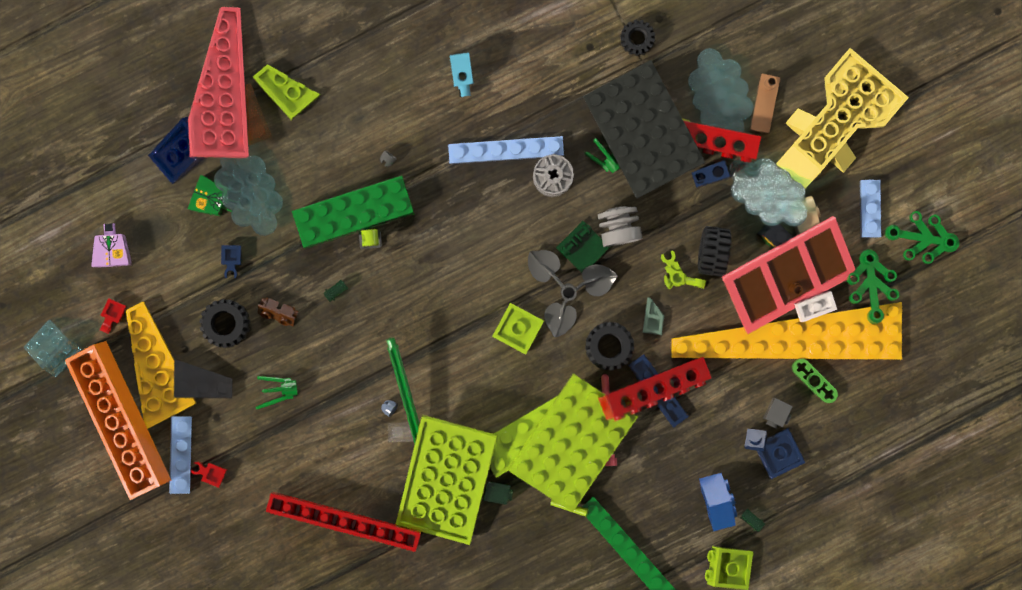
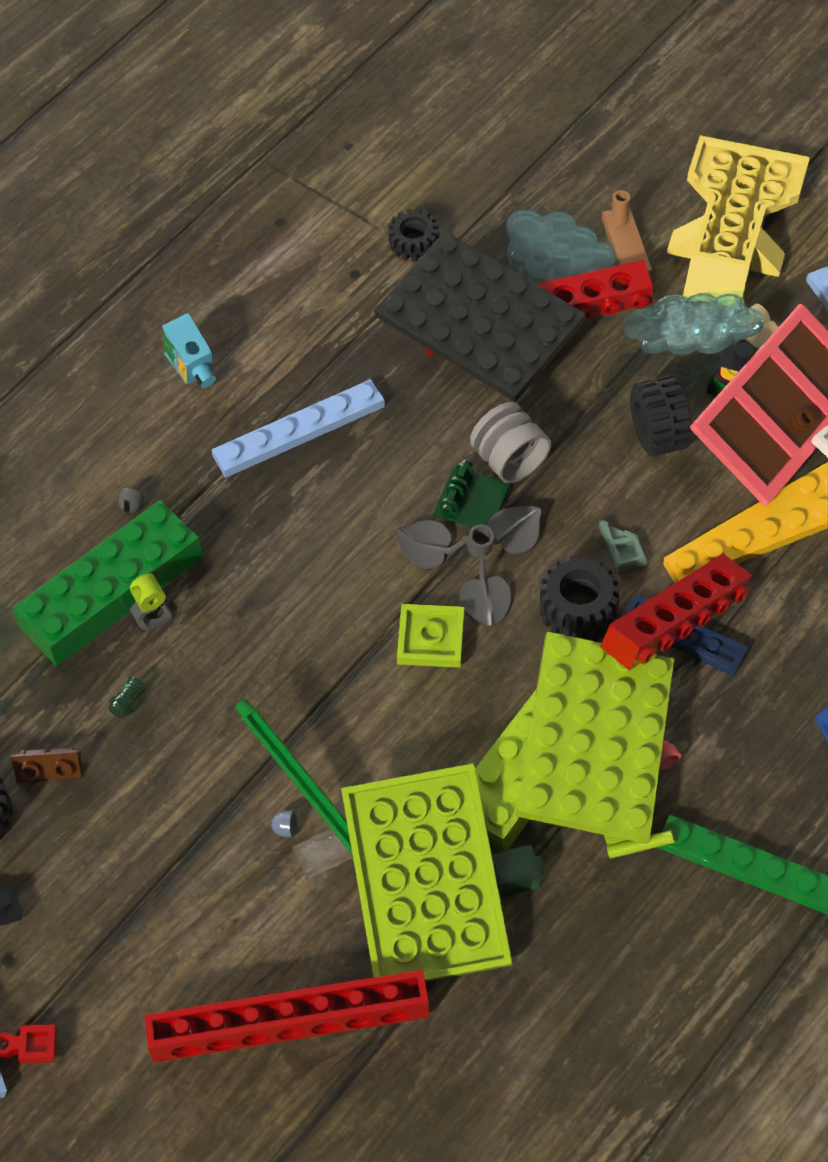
camera: 20 degrees left, 30 degrees down
(288, 388) = (108, 861): green plant -> none
(558, 185) = (381, 422): light grey wheel -> none
(611, 162) = (456, 380): green plant -> none
(677, 277) = (625, 481): lime piece -> none
(711, 174) = (603, 341): dark blue leg -> none

